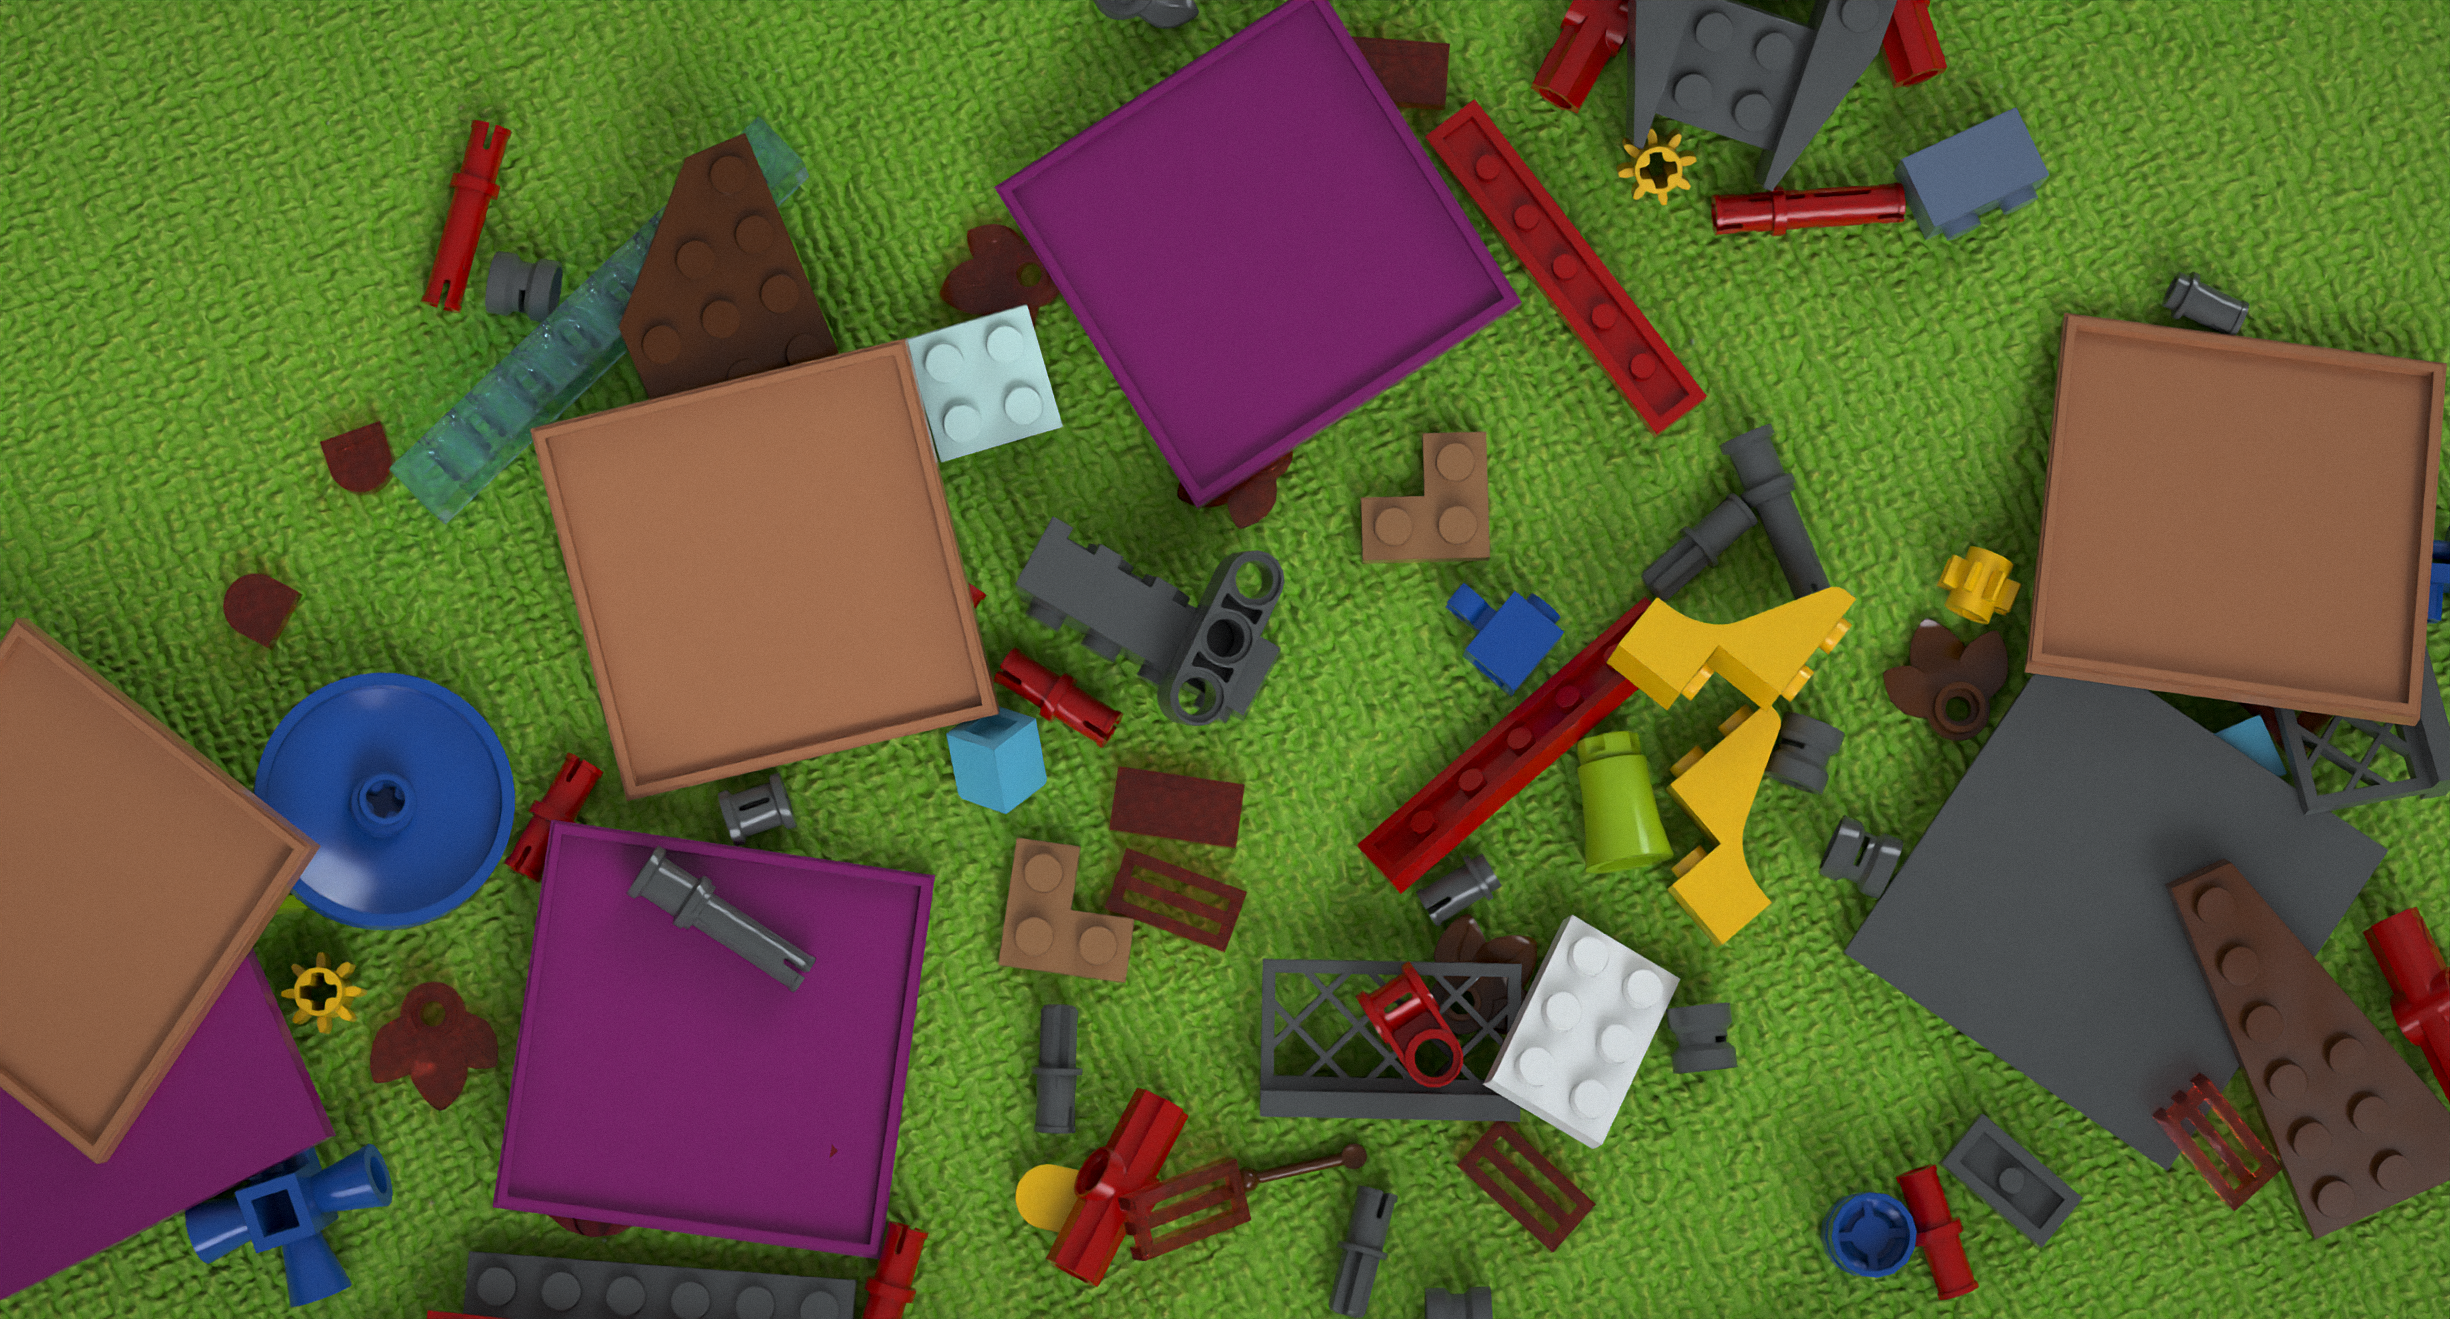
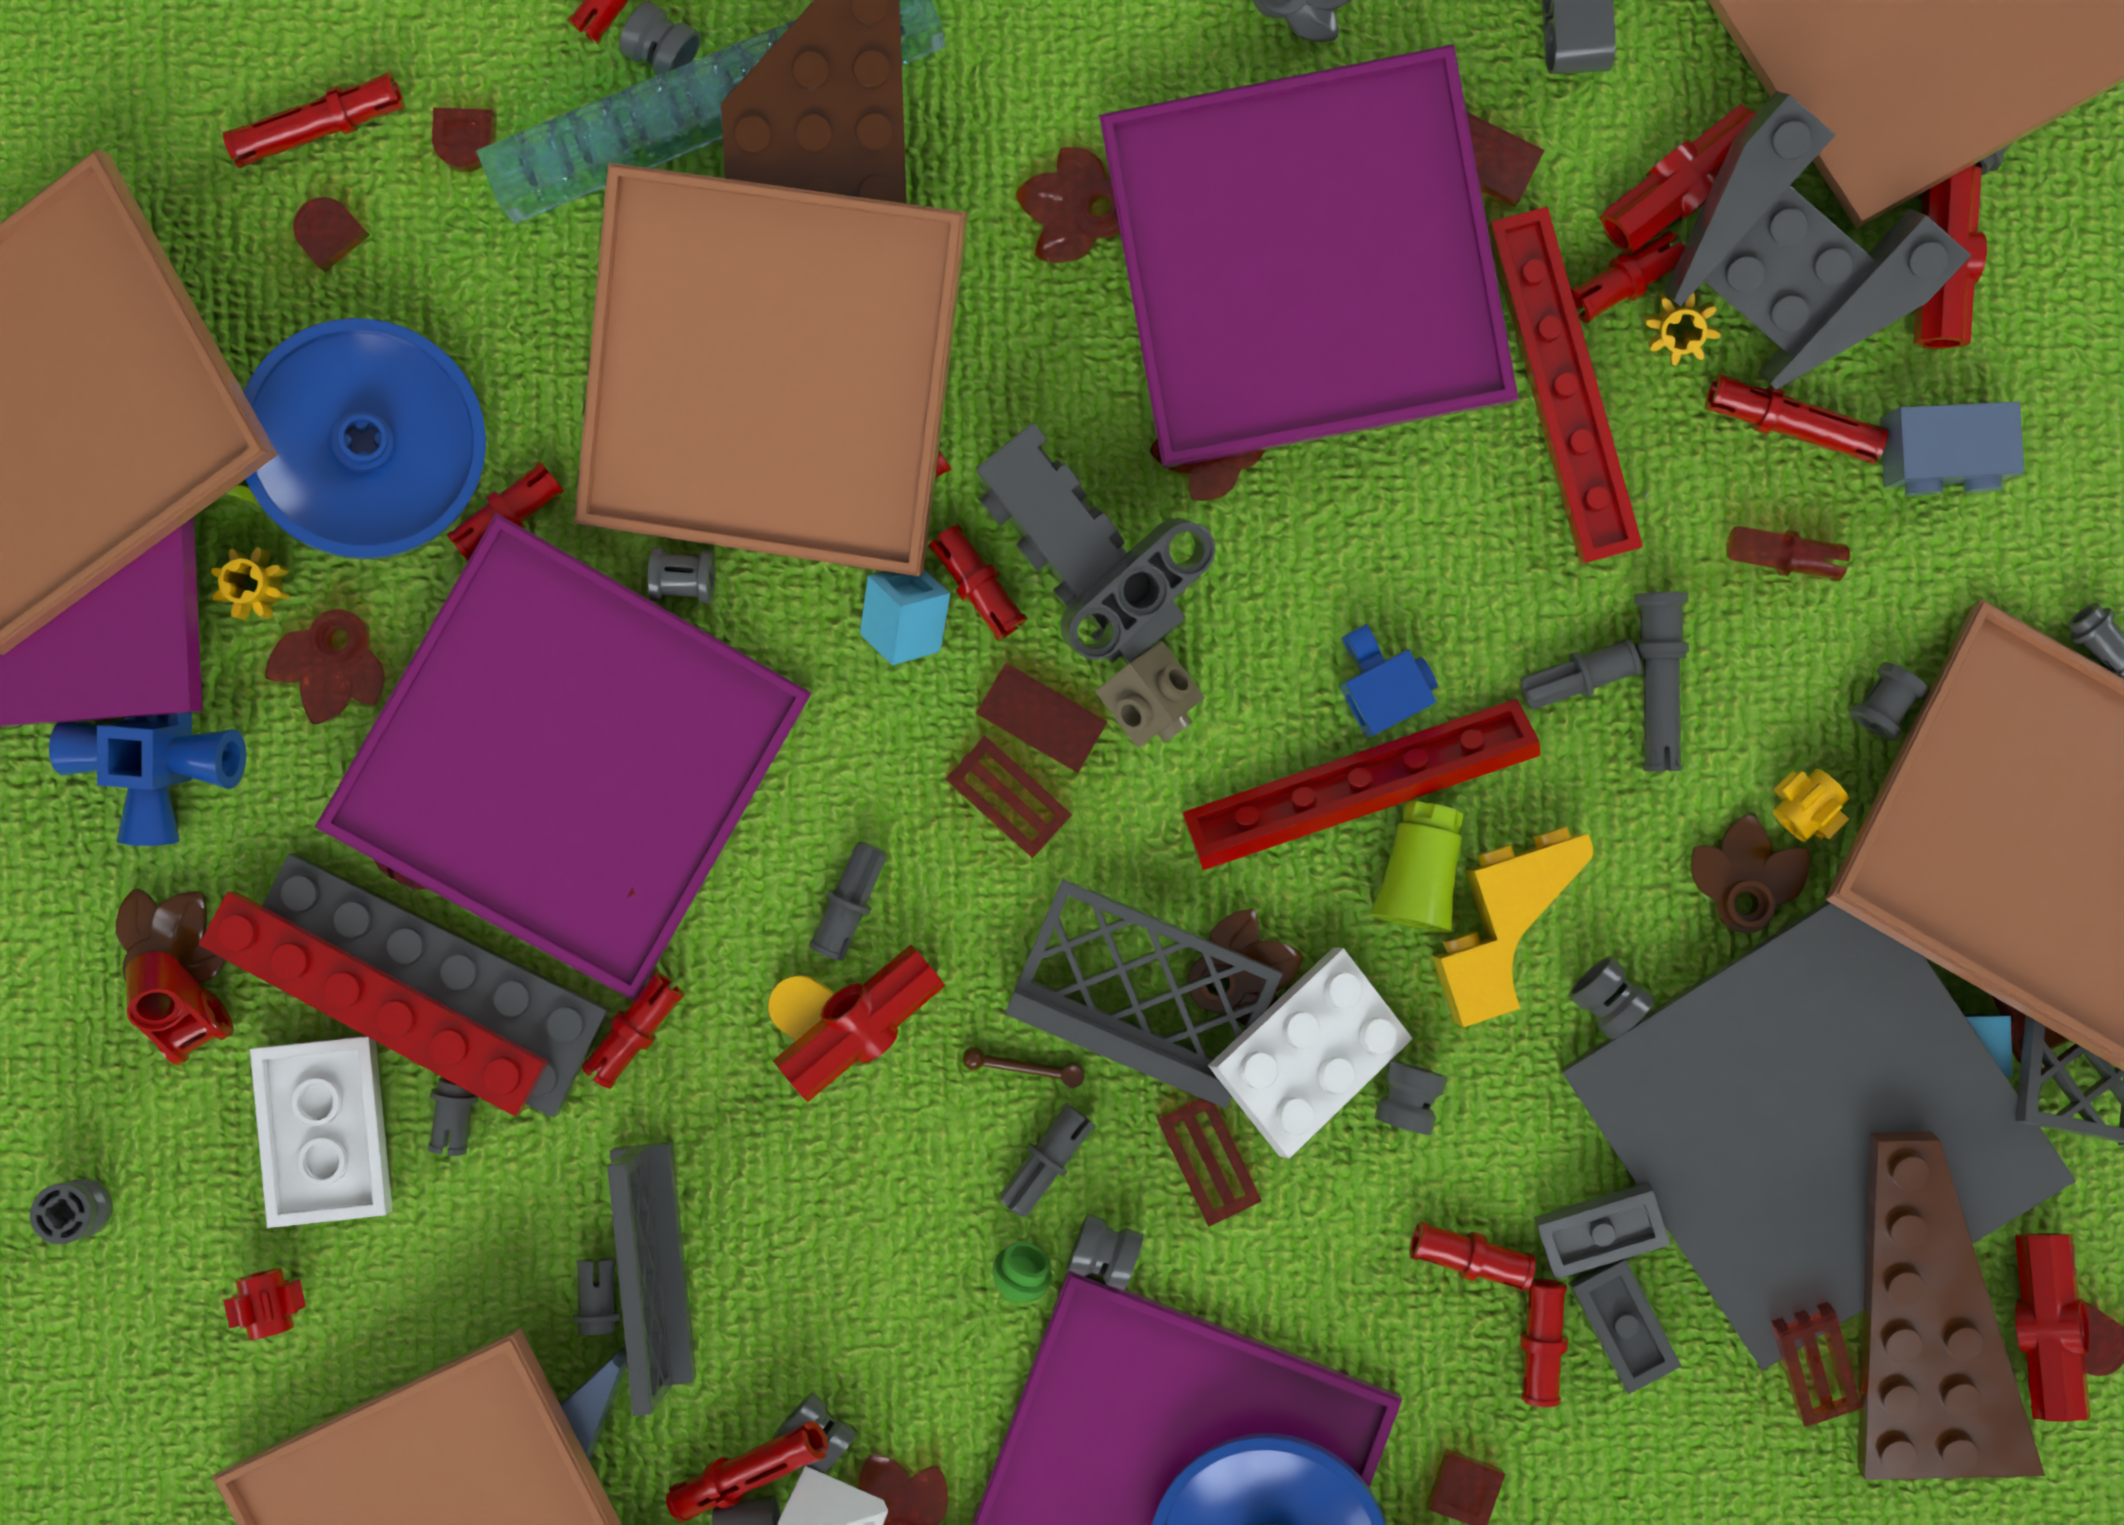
camera: 20 degrees right, 5 degrees up
(213, 494) = (324, 116): none -> red pin
(694, 903) = (591, 634): dark grey pin -> none
(984, 383) = (1022, 284): light aqua plate -> none
(1045, 931) = (887, 778): medium nougat plate -> none
(1141, 1223) = (865, 1064): clear red tile -> none
(1278, 740) = (1151, 696): none -> dark tan brick
(1411, 1023) = (1167, 990): red piece -> none
(1446, 521) = (1372, 563): medium nougat plate -> none
(1459, 889) = (1255, 885): dark grey pin -> none
(1582, 136) = (1627, 277): none -> red pin
(1758, 655) = (1599, 793): yellow arch -> none
(1804, 753) = (1600, 888): dark grey wheel -> none
(1829, 1174) = (1472, 1256): none -> red pin
(1852, 344) = (1786, 552): none -> clear red axle
(1868, 1234) = (1485, 1325): blue wheel -> none
(1948, 1094) = (1602, 1230): none -> dark grey plate
(2014, 451) = (1889, 701): none -> dark grey bush

